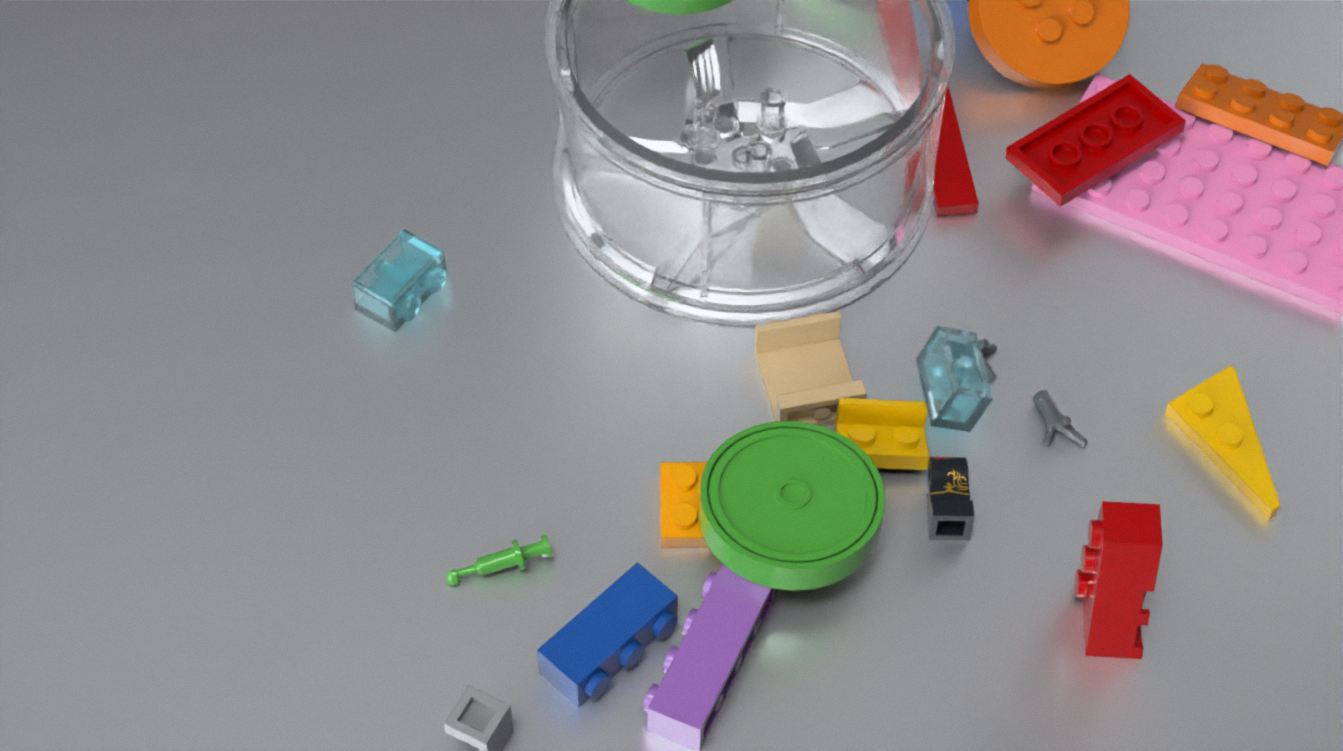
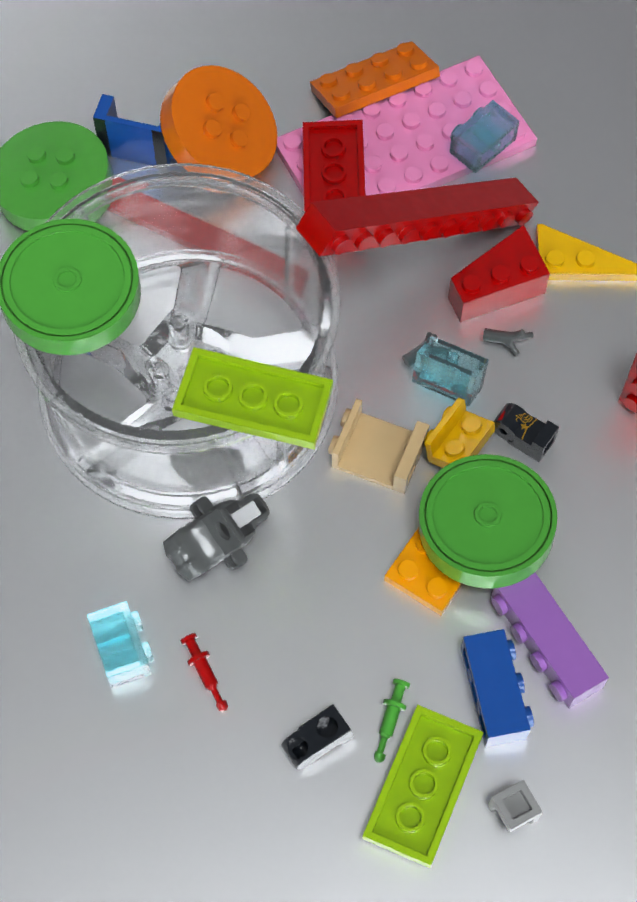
camera: 55 degrees left, 10 degrees up
(429, 503) = (317, 737): none -> black leg
(436, 357) = (199, 660): none -> red piece
(445, 630) = (423, 786): none -> lime plate
(581, 286) = (215, 535): none -> dark grey piece
(685, 147) = (253, 398): none -> lime plate
(1081, 205) = (414, 215): none -> red brick
(1119, 363) = (499, 277): none -> red wedge
(1283, 242) = (483, 136): none -> clear light blue brick

